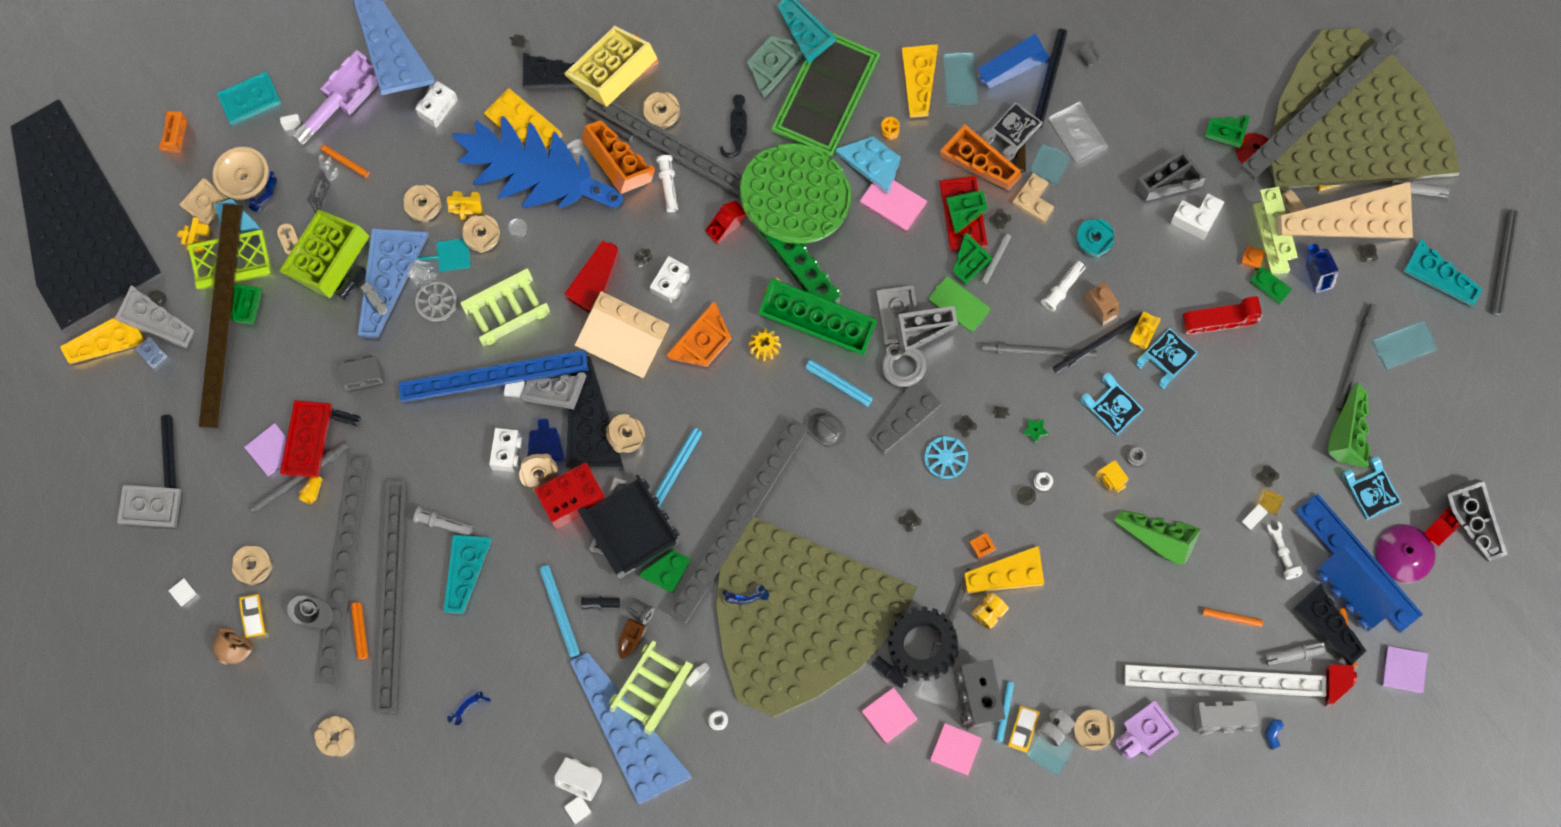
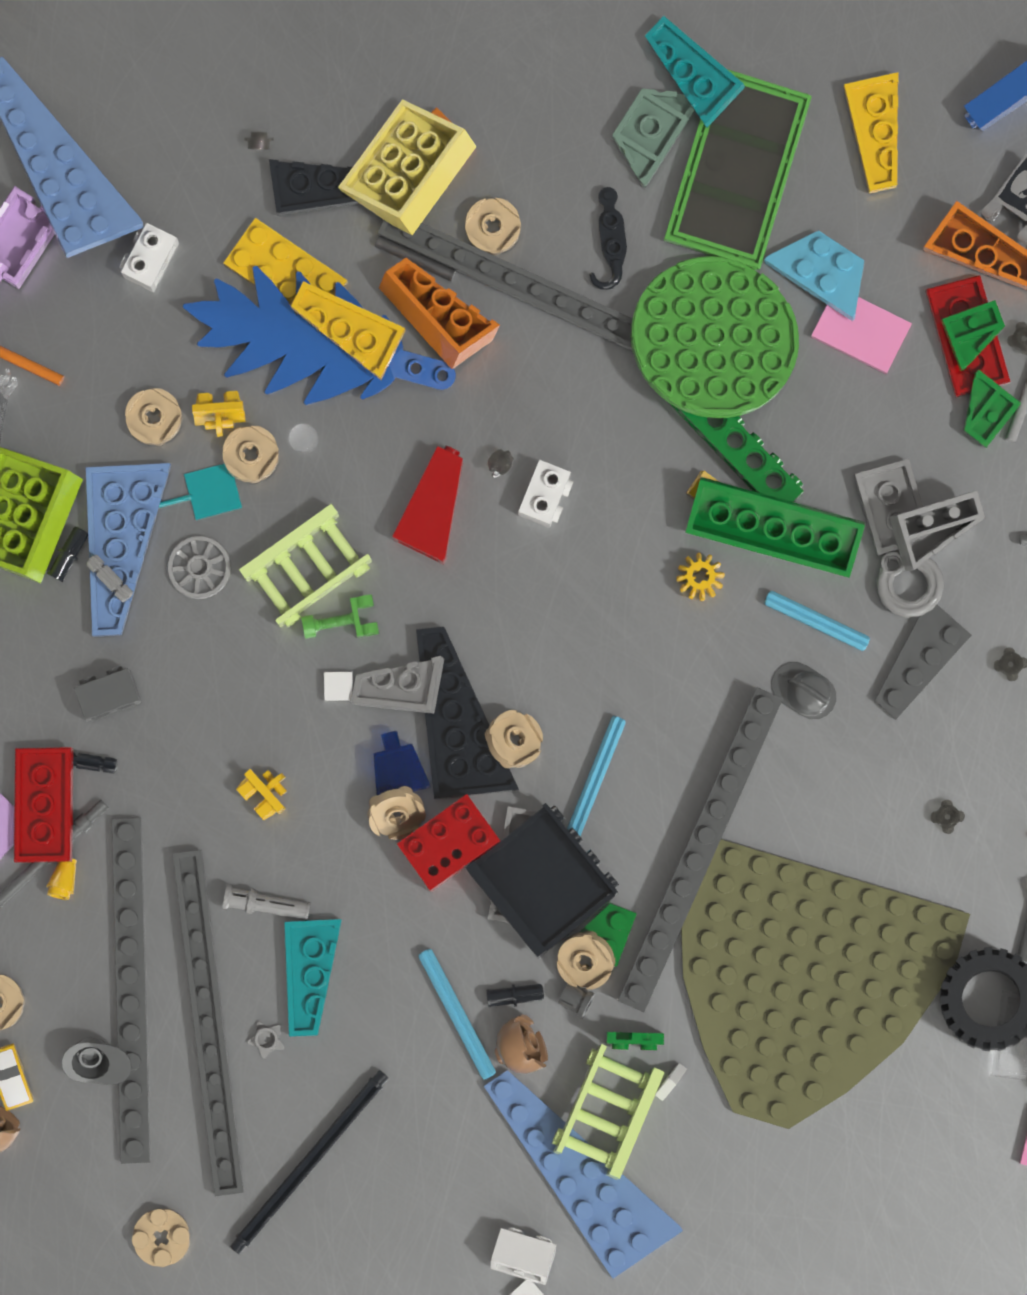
camera: 10 degrees left, 10 degrees up
(359, 630) = (170, 1079): orange axle -> none
(422, 273) = (172, 528): clear head -> none
(424, 612) = (266, 1047): none -> light grey plate
(443, 698) = (308, 1163): none -> black piece
(456, 457) = (270, 804): none -> yellow hips
(476, 698) = (355, 1157): clear blue piece -> none
(493, 376) = (306, 675): blue plate -> none
(503, 346) = (312, 626): none -> bright green bar
(505, 450) = (340, 784): white brick -> none
(558, 159) = (355, 330): none -> yellow wing
(576, 146) = (372, 300): clear tile -> none
(597, 636) = (520, 1047): none -> medium nougat cylinder
(621, 334) = (487, 590): slope -> none
(630, 637) = (566, 1040): reddish brown plate -> none
(660, 579) = (582, 975): none -> tan plate
(666, 174) = (516, 329): white pin -> none
(667, 641) = (621, 1040): none -> green wing
(703, 340) = (607, 580): orange wing -> none
(718, 713) = (718, 1148): white plate -> none
(725, 221) = (615, 392): red slope -> none
(761, 593) = (712, 968): clear blue piece -> none
(889, 715) = (954, 1106): bright pink tile -> none
(890, 123) = (842, 208): light orange wheel -> none
(890, 672) = (947, 1044): black axle -> none
(946, 457) = (988, 715): medium azure wheel -> none
(960, 79) = (937, 121): clear light blue piece -> none
(968, 308) = (971, 470): bright green piece -> none

